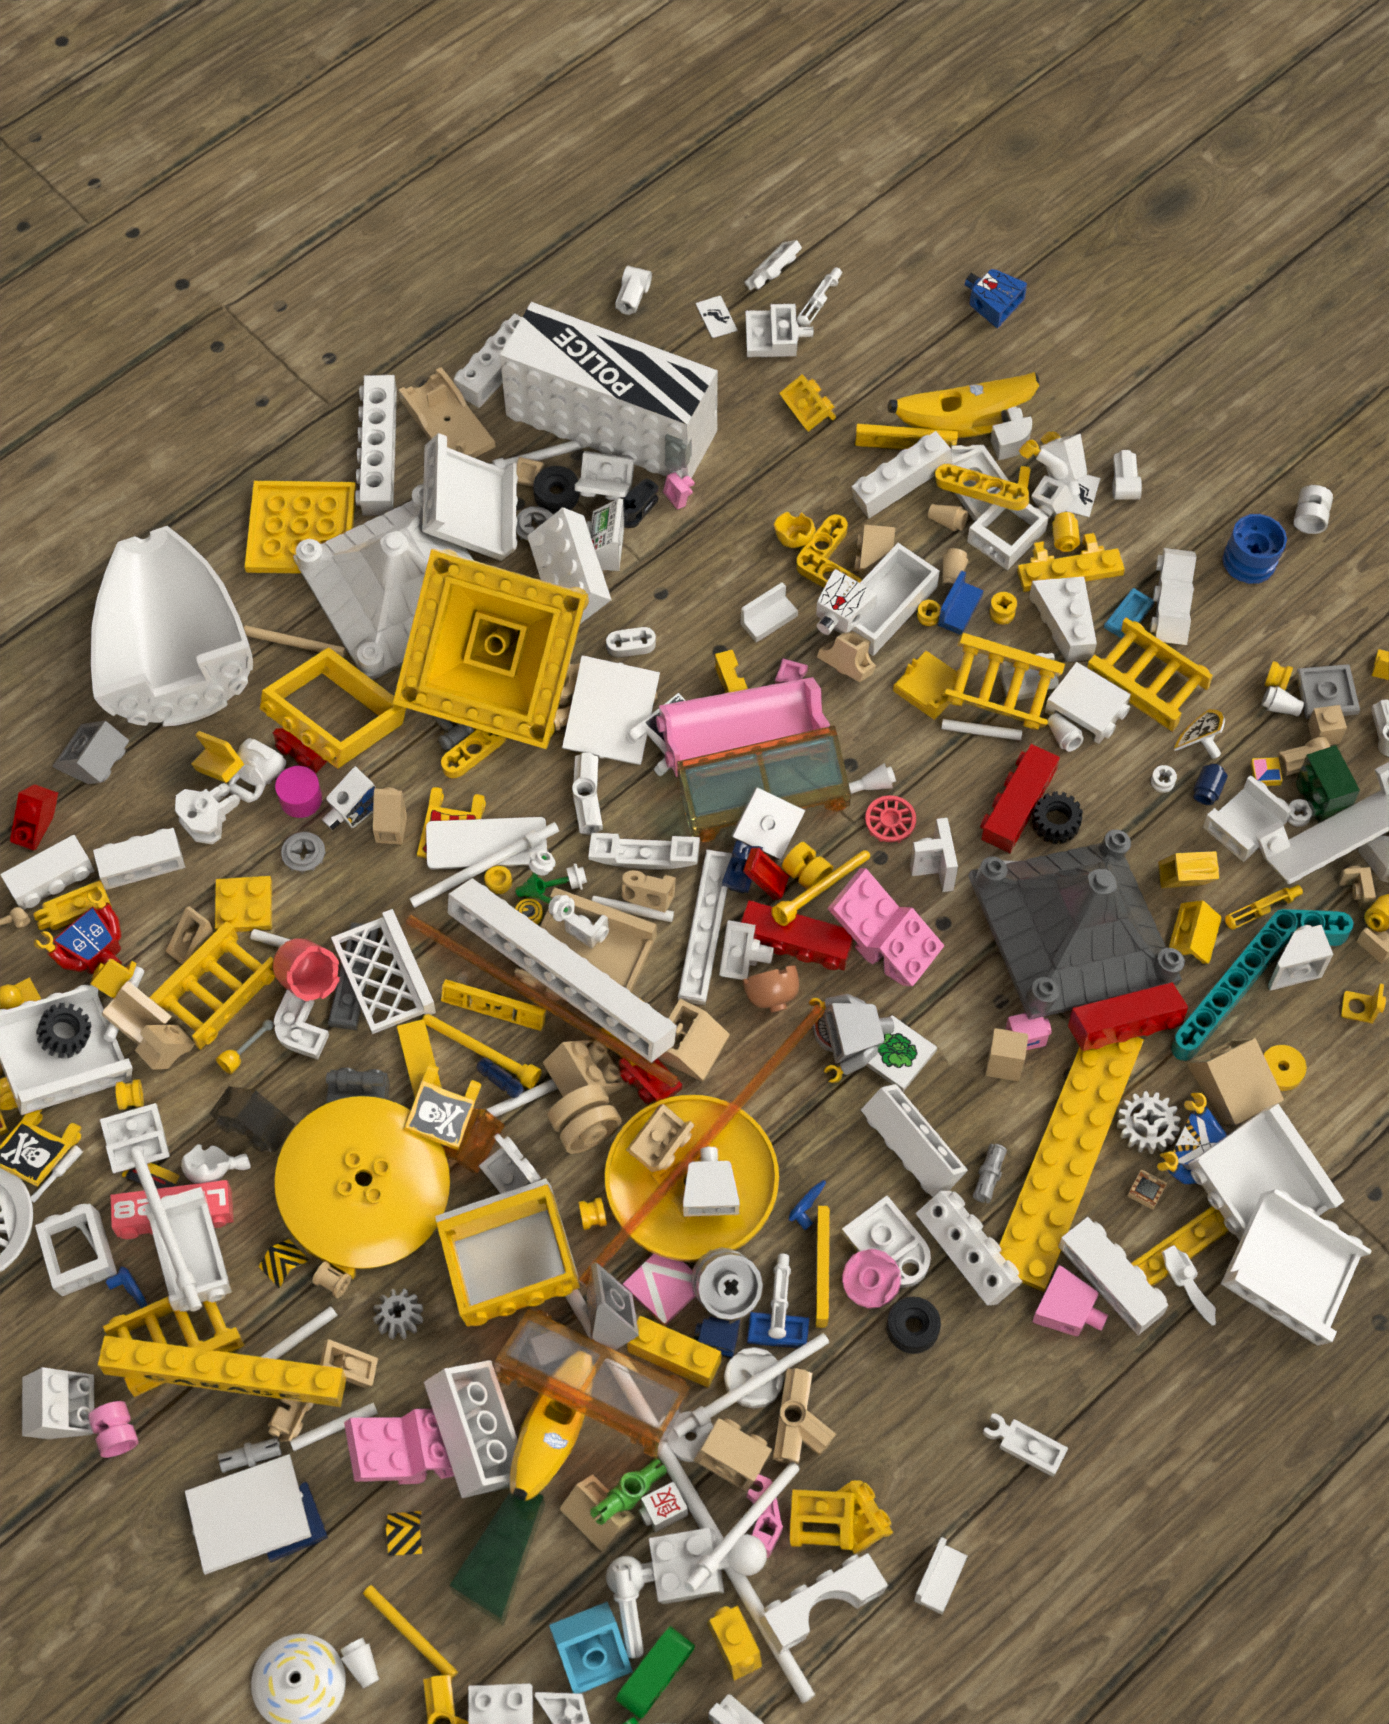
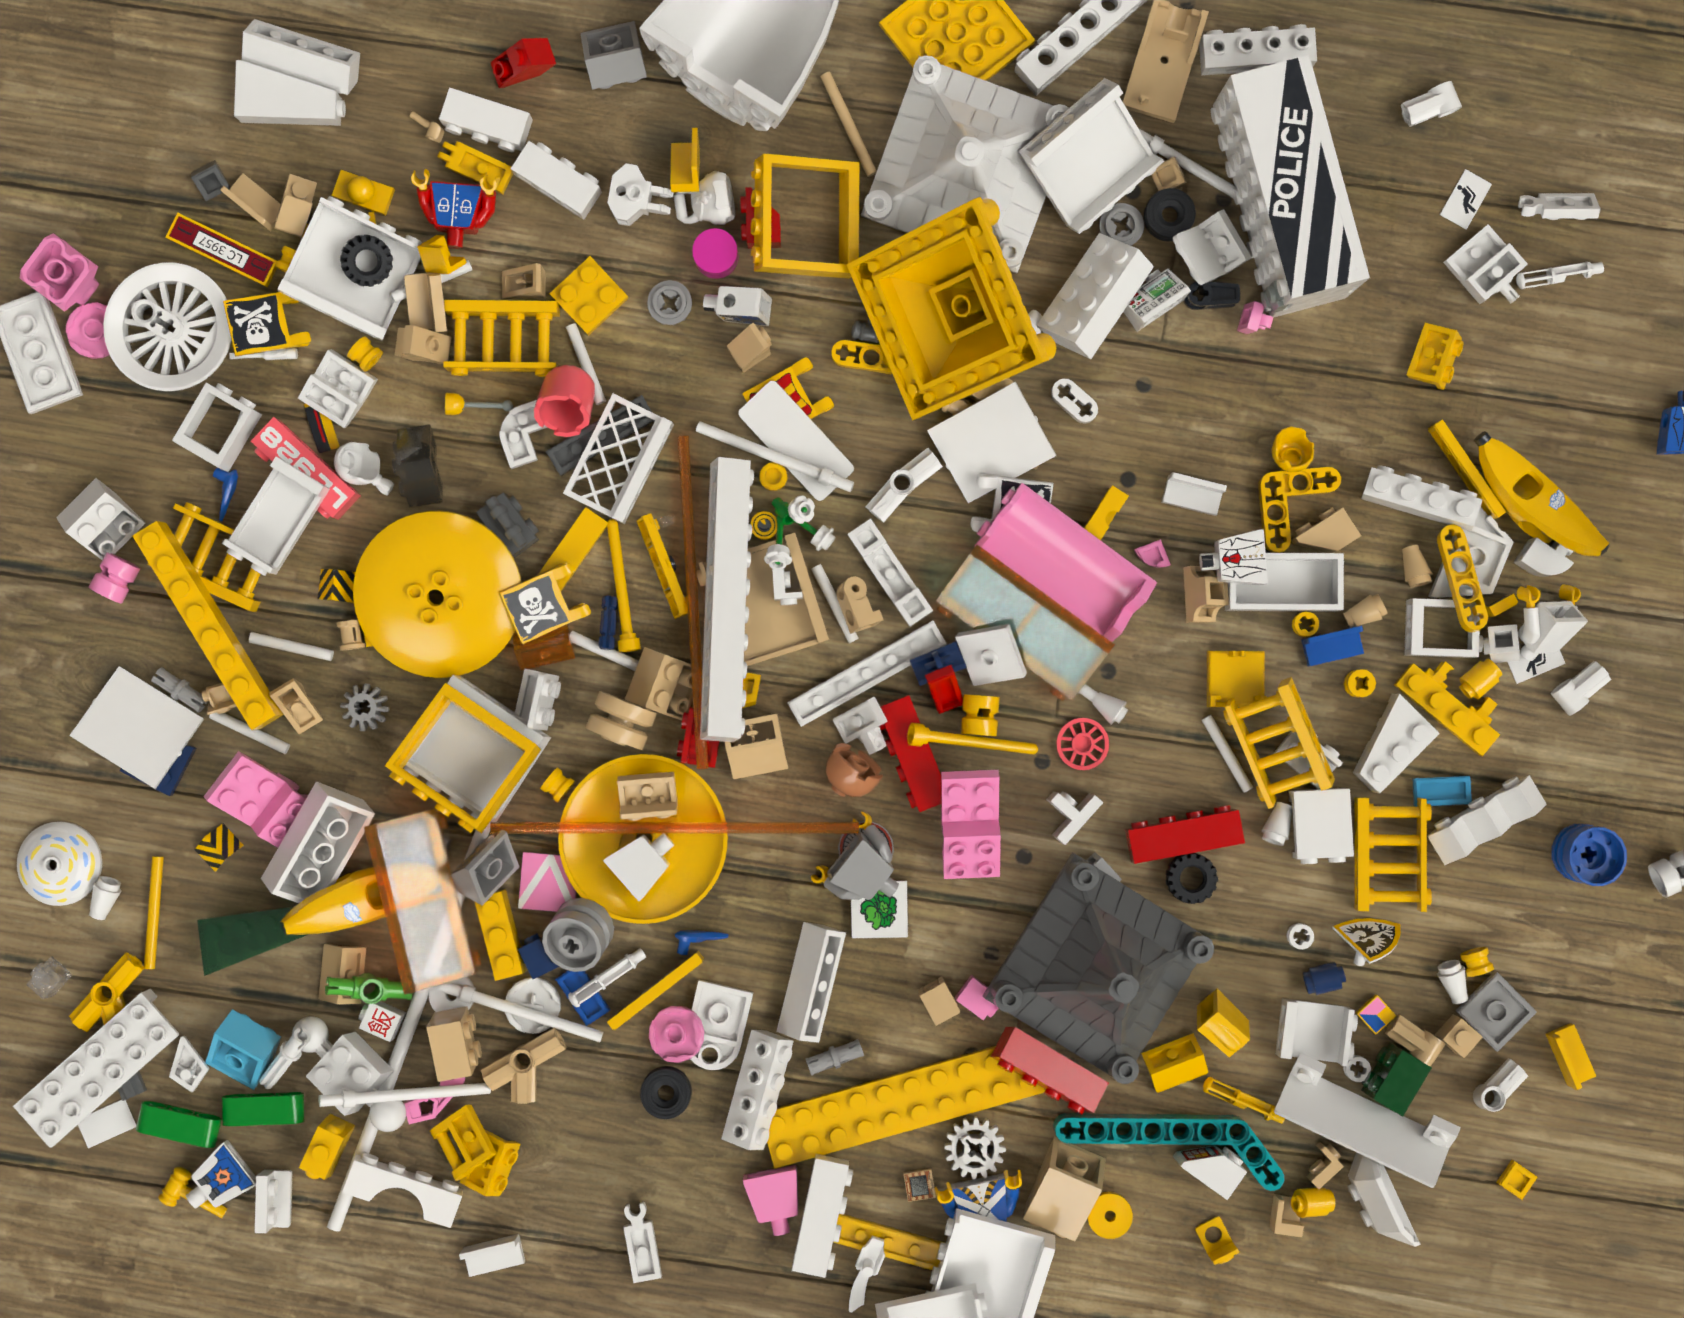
camera: 50 degrees right, 25 degrees up
(185, 1279) = (244, 541): white bar -> none

